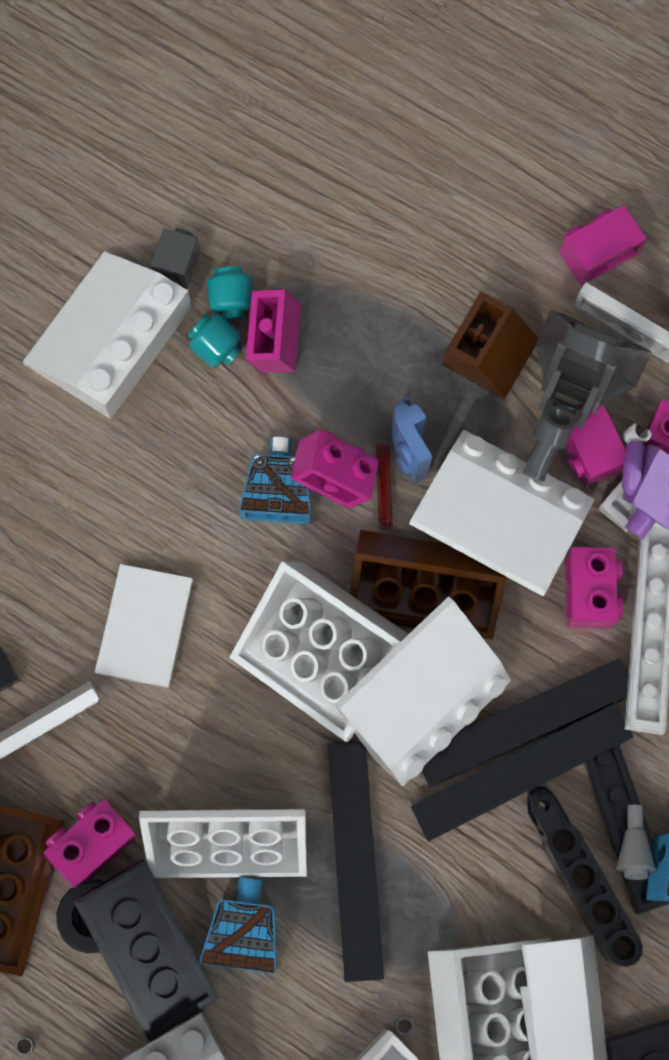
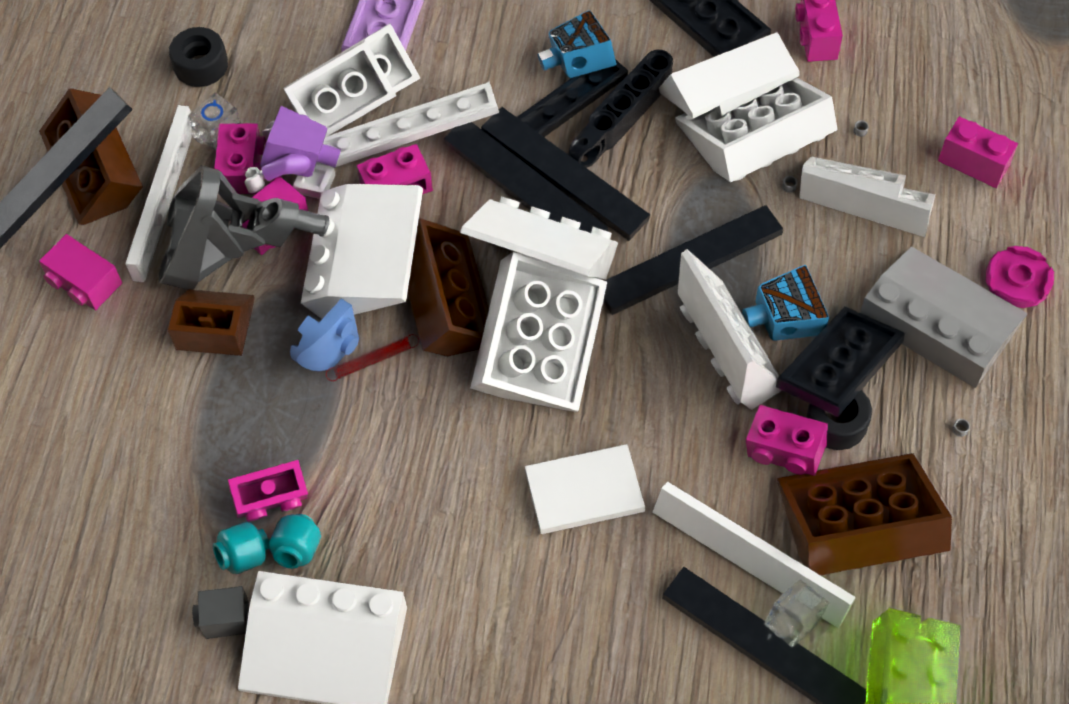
camera: 110 degrees left, 15 degrees down
(270, 491) = (412, 432): torso -> none
(335, 469) = (378, 383): dark pink brick -> none
(635, 853) = (586, 79): light grey cone -> none

